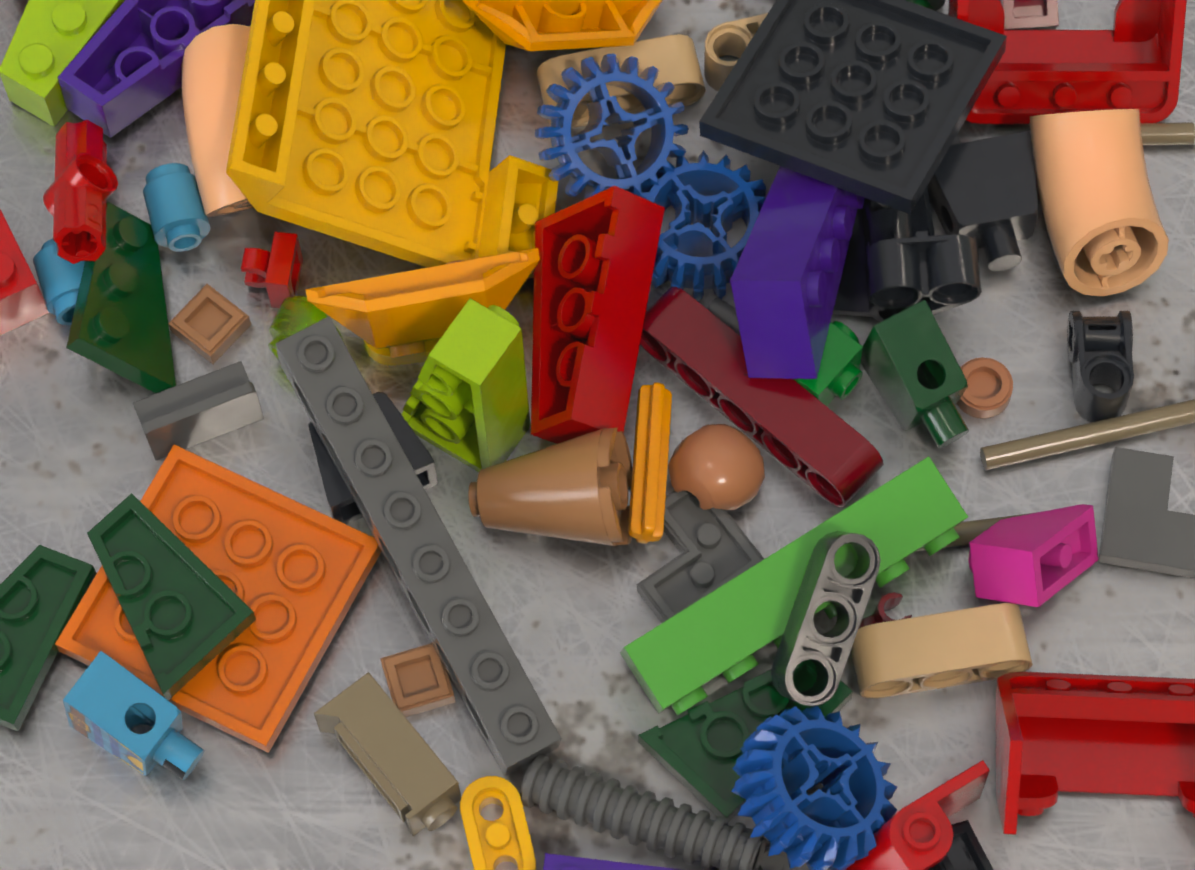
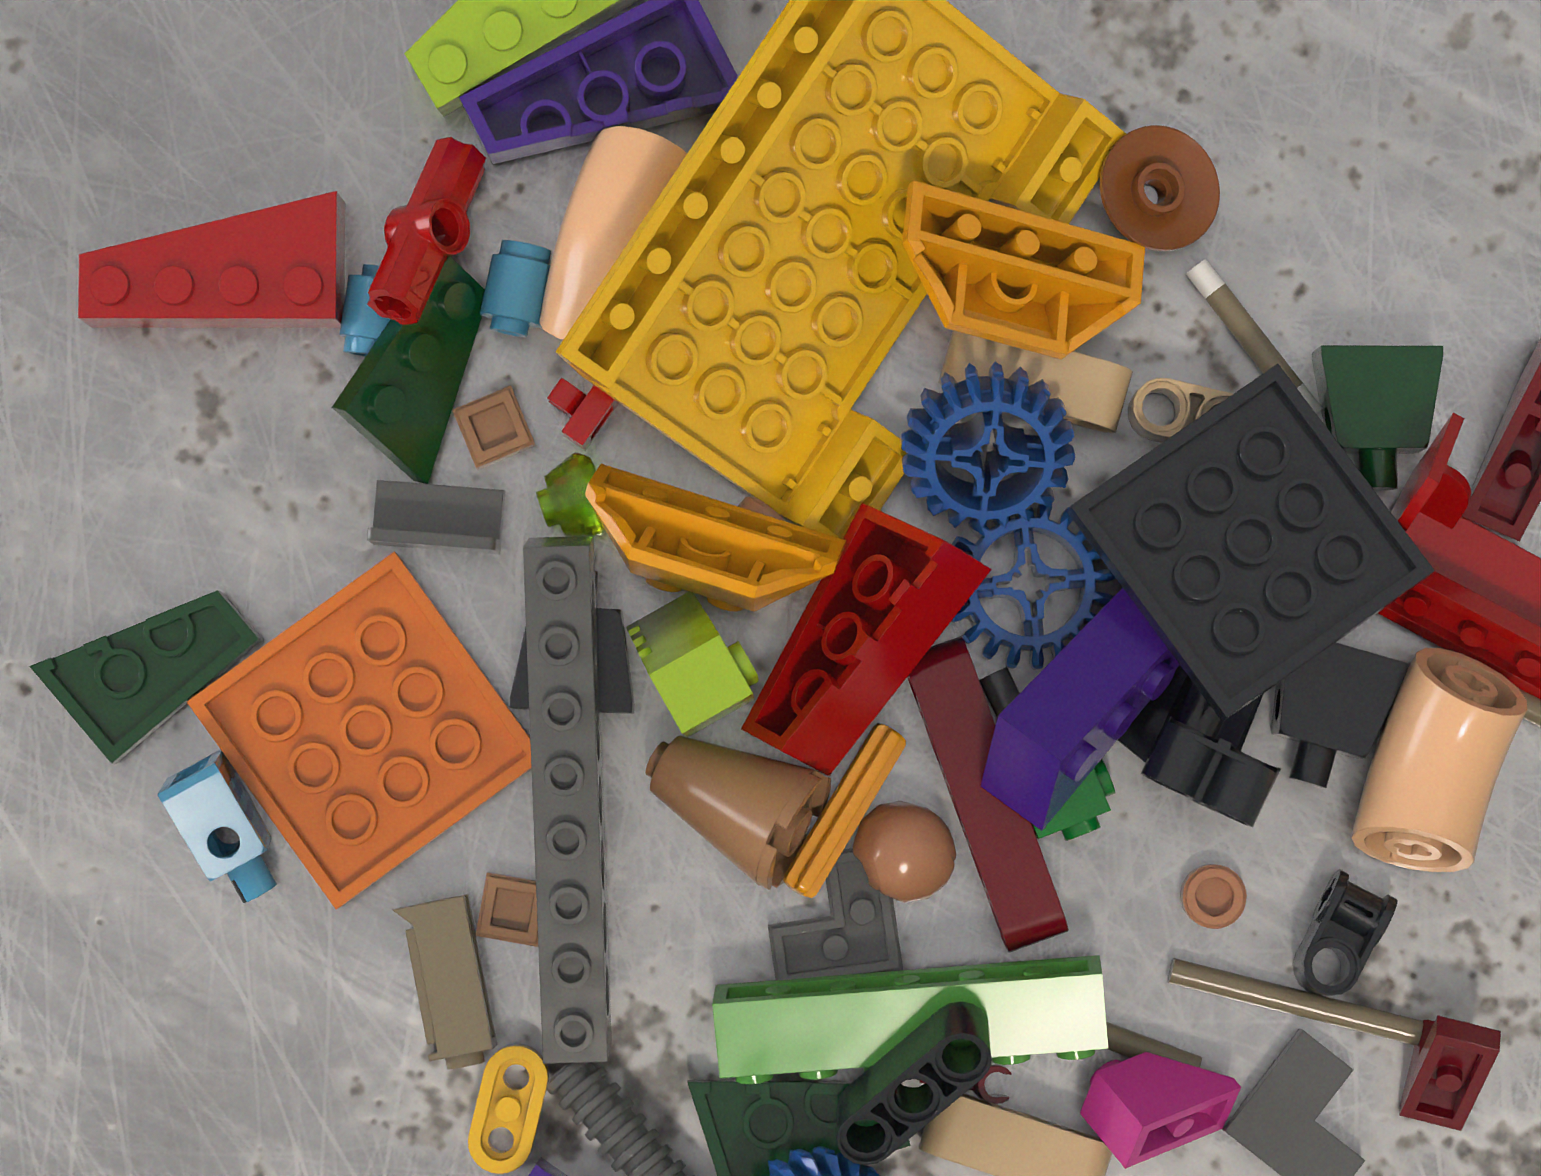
camera: 25 degrees right, 20 degrees up
(167, 594) = (311, 717): dark green wing -> none
(917, 373) = (1147, 839): dark green torso -> none

